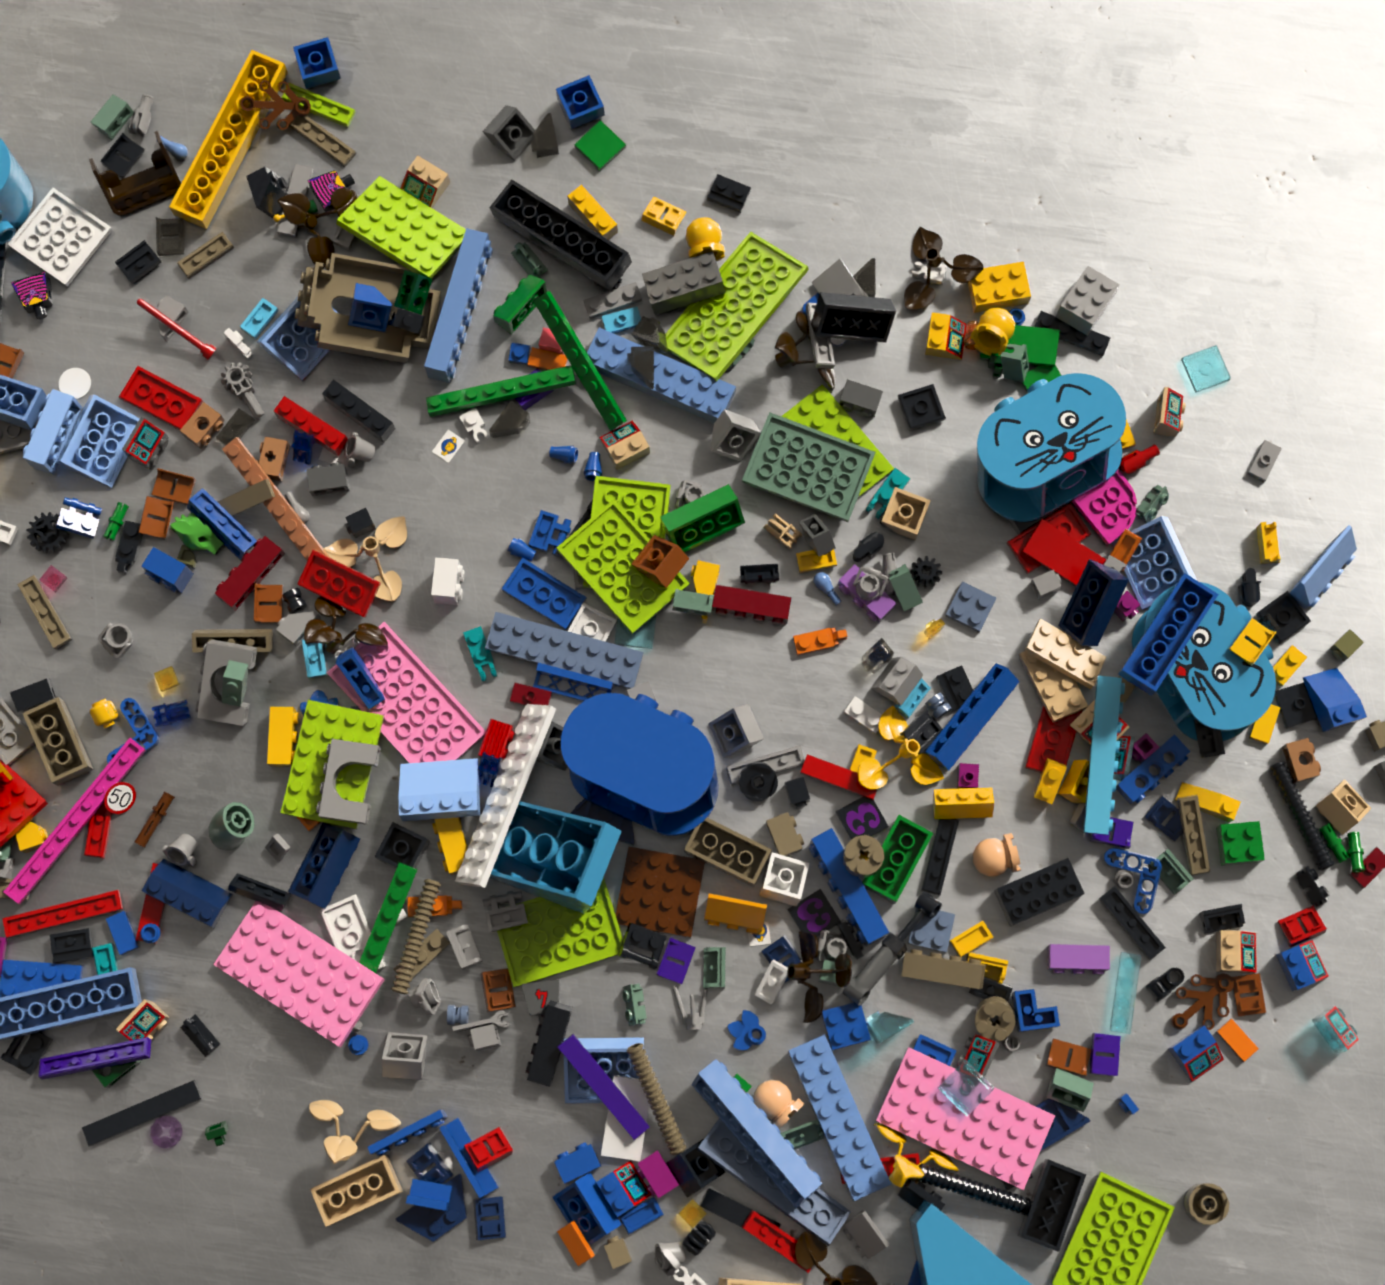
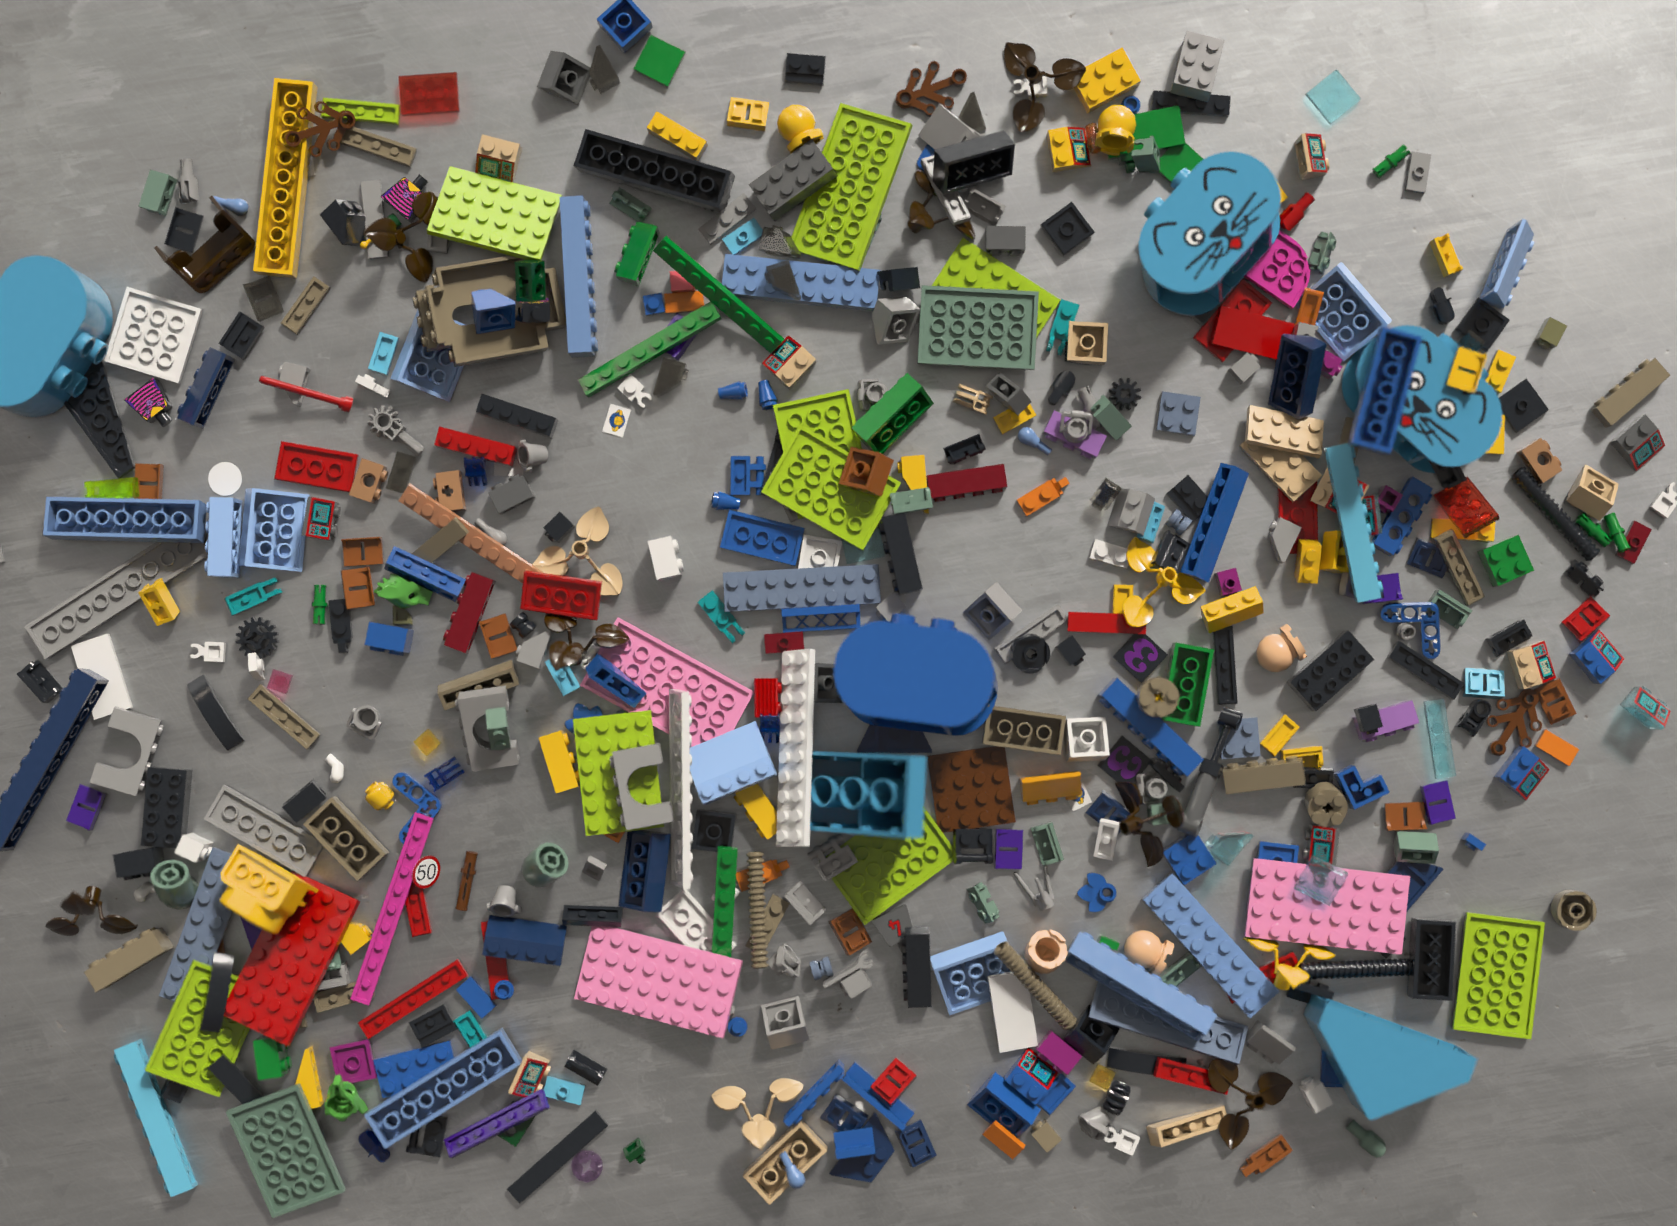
camera: 20 degrees left, 10 degrees up
(35, 557) = (256, 666): none -> white plate
(55, 493) = (251, 597): none -> teal hinge
(74, 676) = (337, 770): none -> white arm
(78, 523) = (282, 619): plate -> none
(88, 297) = (205, 388): none -> dark blue slope
(171, 1050) = (564, 1090): none -> medium azure plate
(317, 62) = (344, 68): blue brick -> none
(359, 1205) = (794, 1176): none -> medium blue piece
(382, 802) = (680, 782): none -> white plate
(384, 108) = (429, 94): none -> clear red plate
(577, 1163) = (980, 1067): blue brick -> none
(603, 1086) = (982, 991): dark purple tile -> none
(667, 652) = (901, 553): none -> black brick
(677, 1068) = (1045, 951): none -> light nougat tile
(751, 399) = (899, 279): none -> black hinge
(784, 834) = (1072, 696): dark tan brick -> none
(834, 245) = (928, 90): none -> reddish brown plant
(850, 363) = (984, 207): none -> light grey hinge
(934, 627) = (1149, 446): clear yellow plate -> none
(1014, 1043) = (1350, 820): light grey hinge -> none
(1033, 750) = (1283, 537): none -> light grey slope
(1061, 947) = (1368, 718): none -> black brick
(1174, 954) = (1474, 683): none -> medium azure piece
(1217, 779) = (1466, 507): none -> clear red plate
(1242, 442) = (1391, 161): none -> green pin
(1333, 699) = (1554, 391): blue slope -> none

